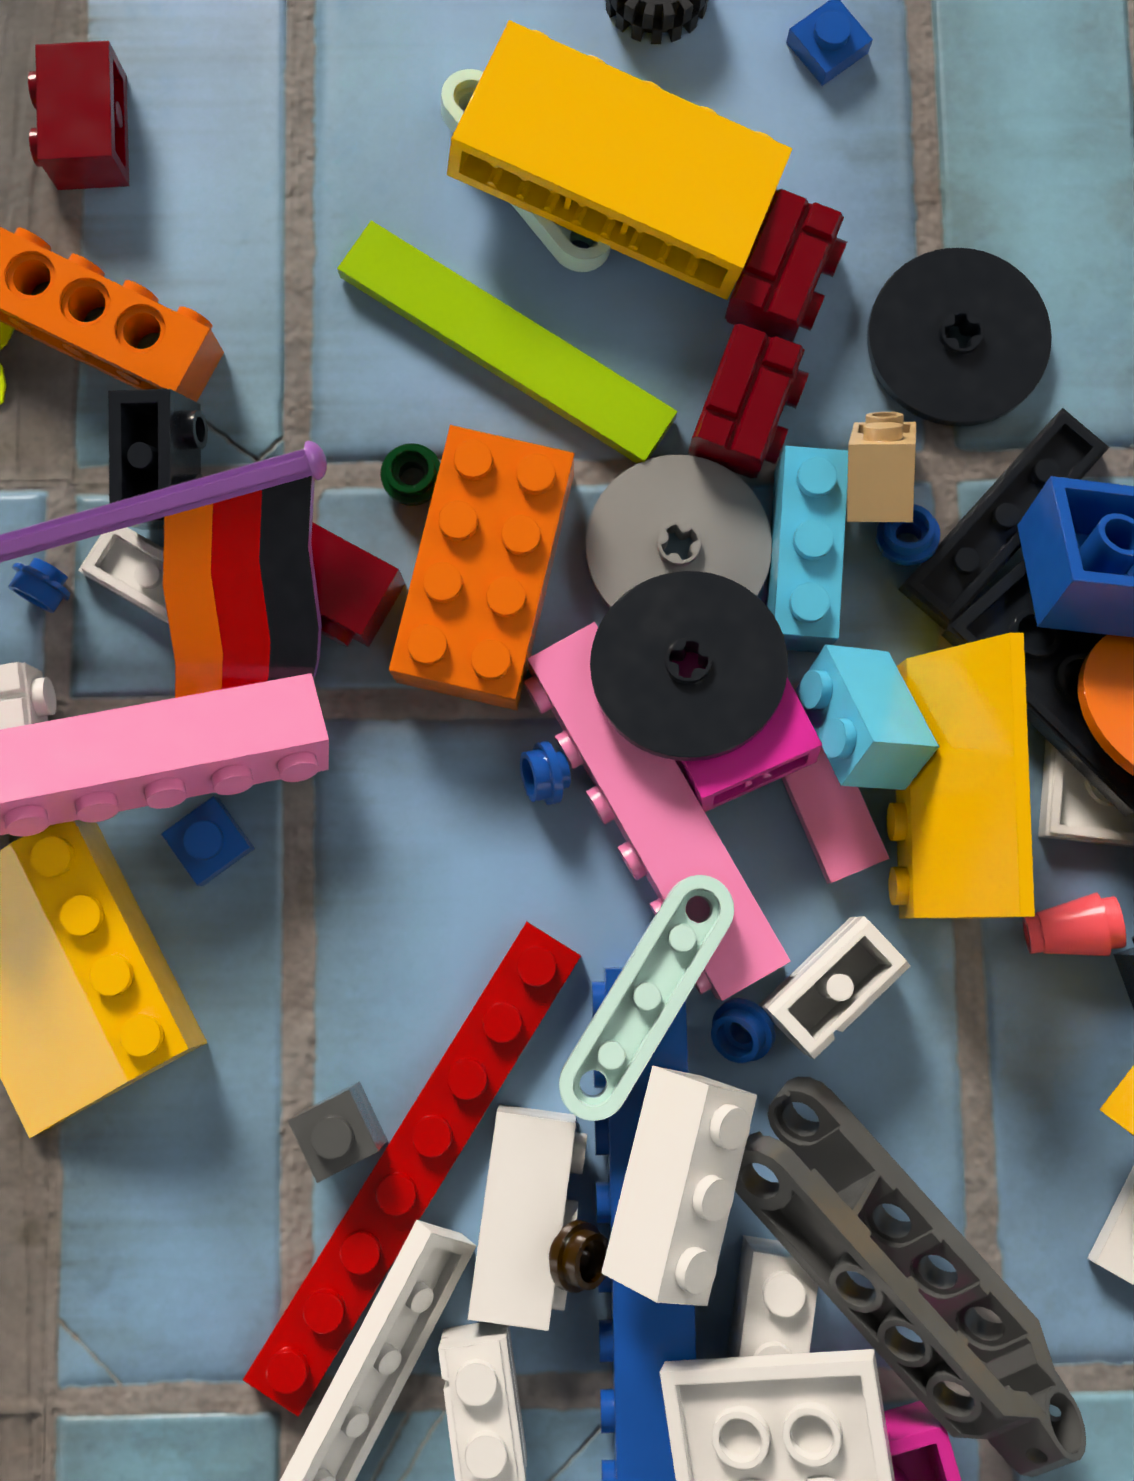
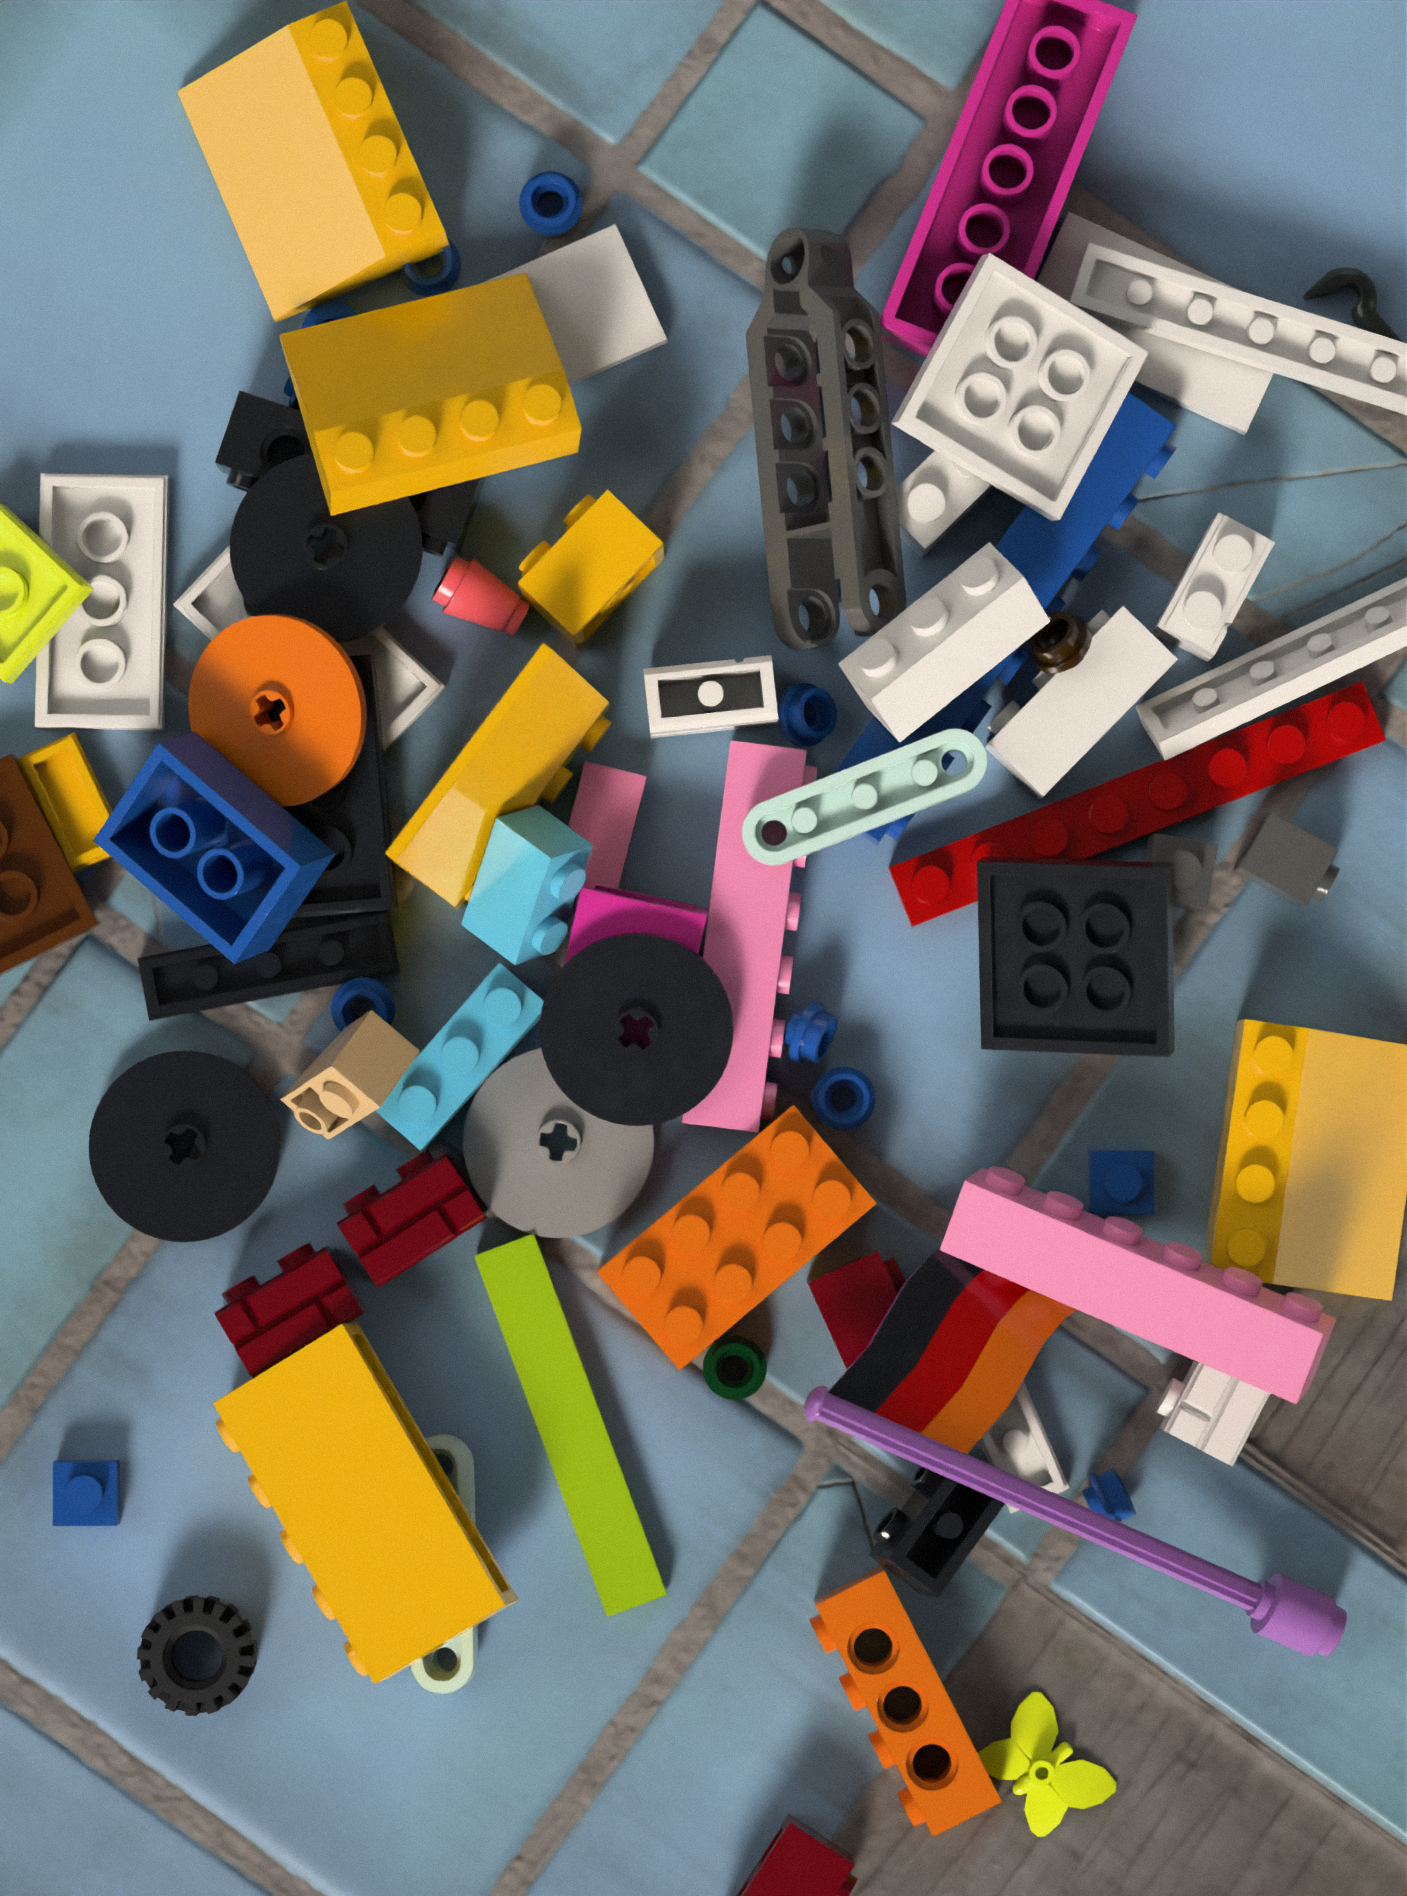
camera: 140 degrees left, 5 degrees up
(252, 1211) = (1288, 861): none -> dark grey brick
(370, 998) = (1076, 956): none -> black plate
(471, 725) = (864, 1095): none -> blue plate
(1018, 1020) = (589, 567): none -> yellow brick

